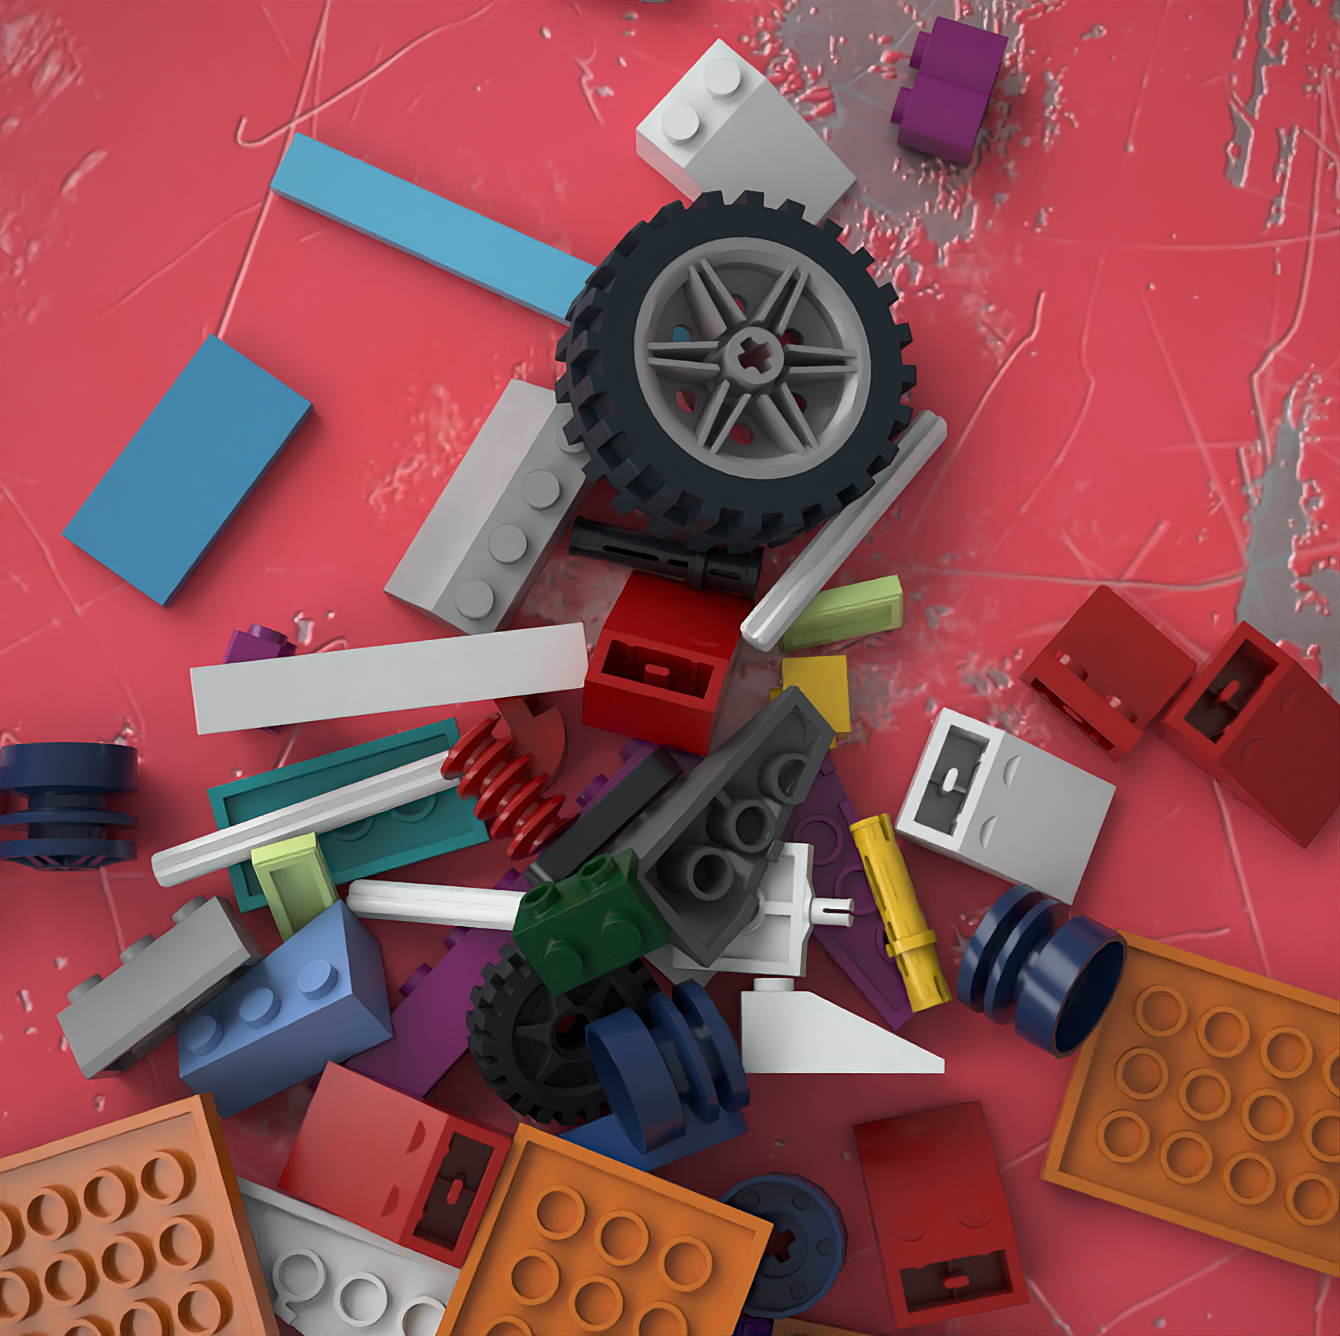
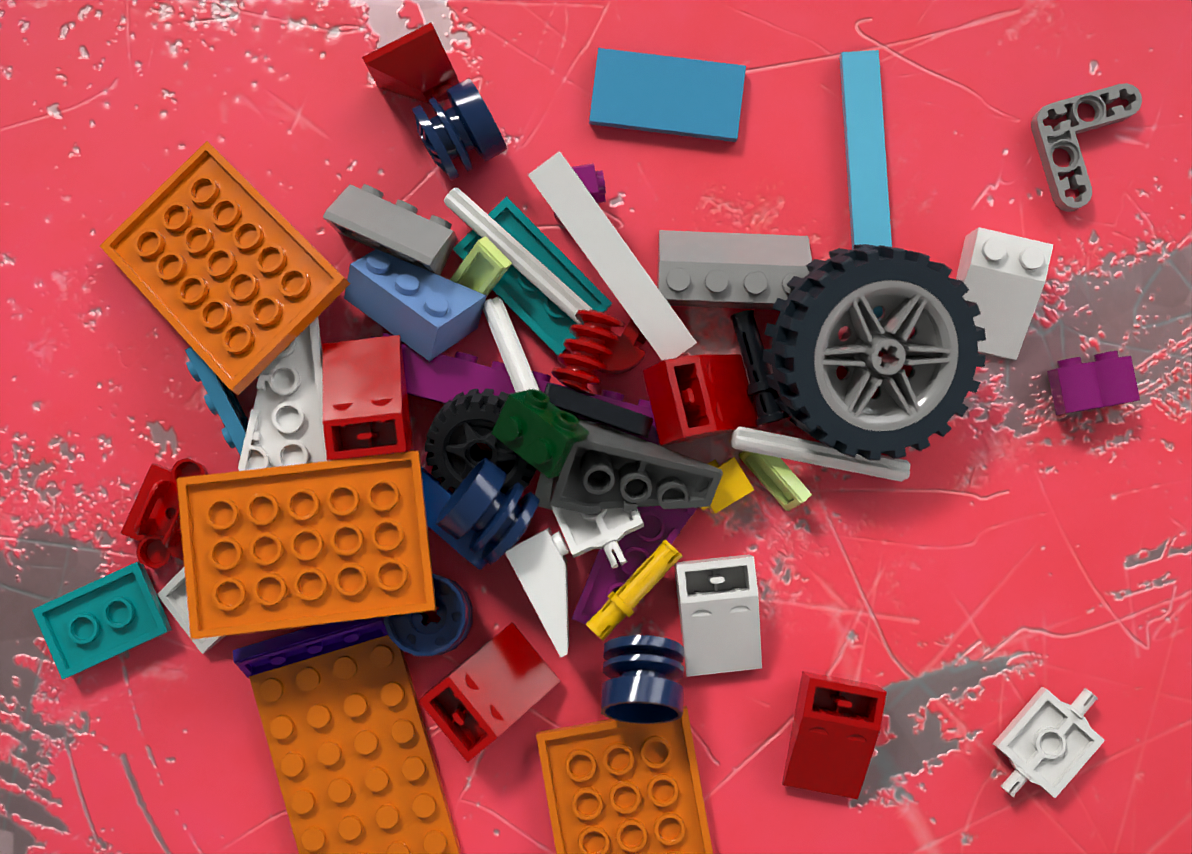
camera: 60 degrees right, 5 degrees up
(1109, 672) = (820, 633): red bracket -> none

